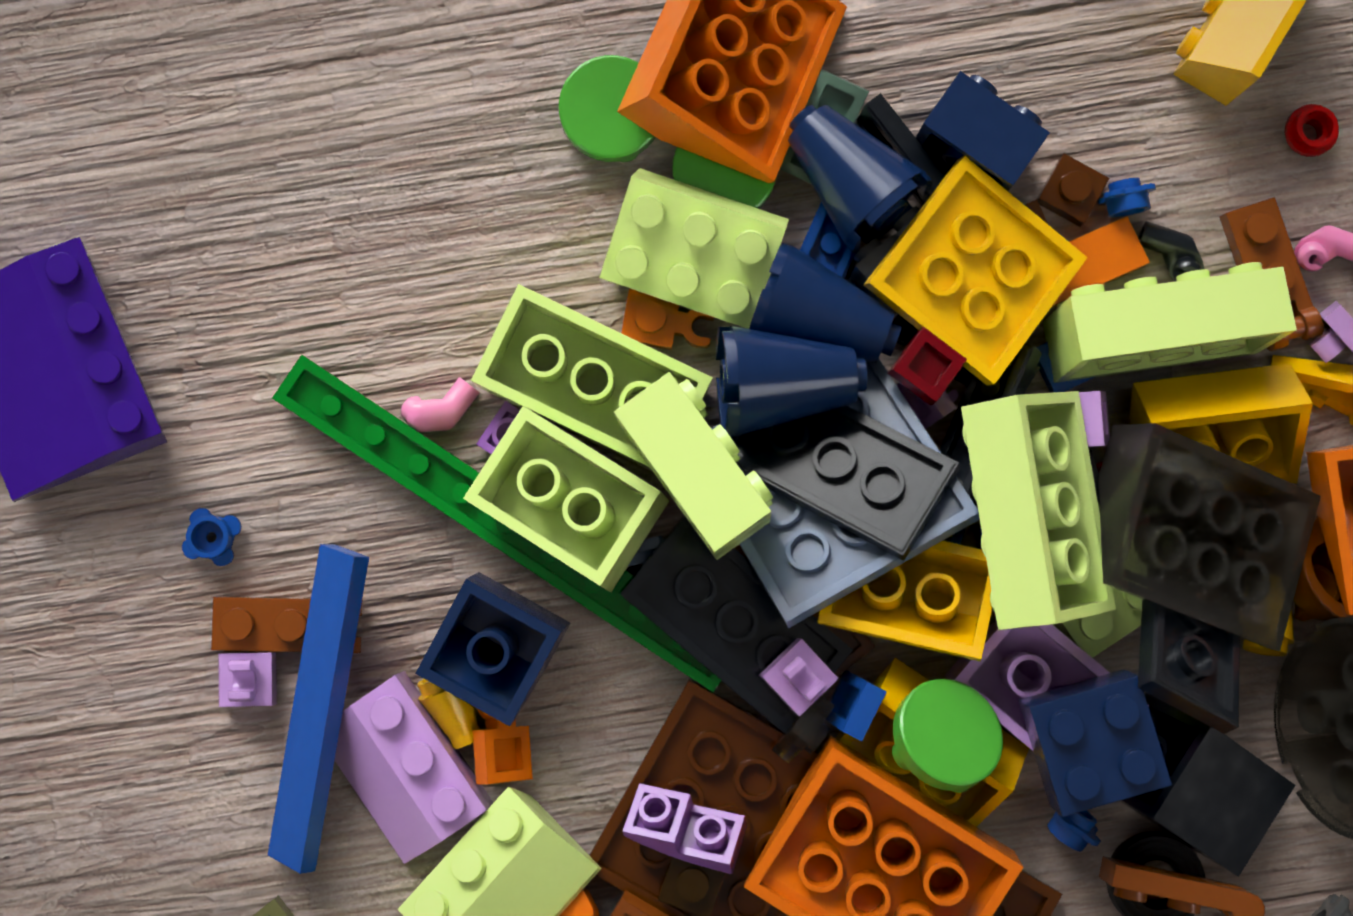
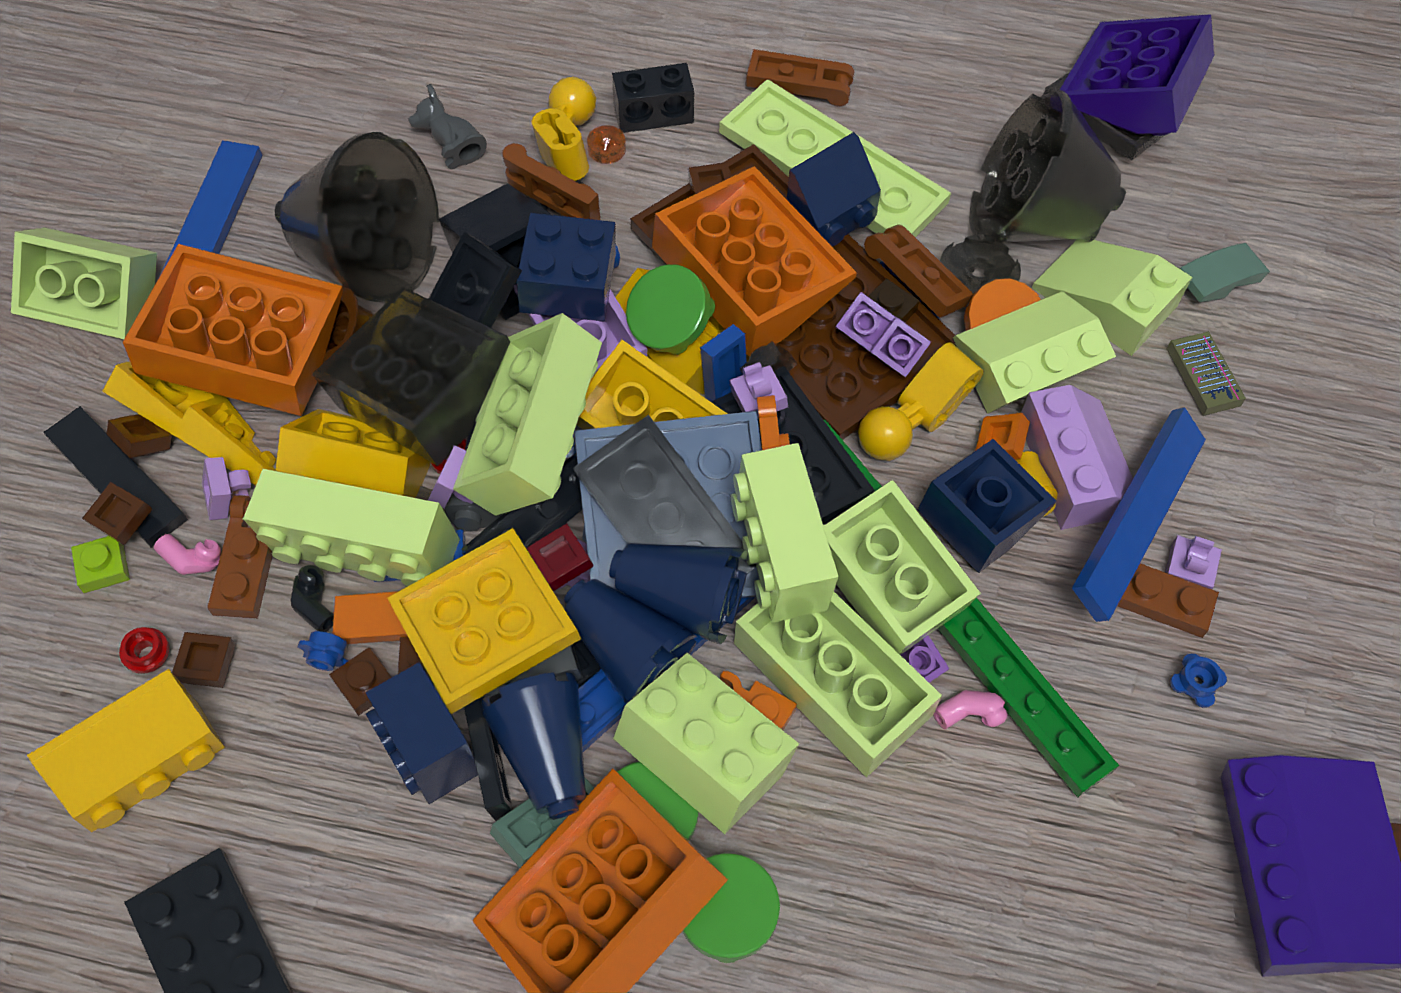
camera: 155 degrees left, 25 degrees down
(636, 705) = (926, 401): none -> yellow beam
(753, 601) = (769, 424): none -> orange plate
(1244, 141) = (203, 659): none -> reddish brown plate

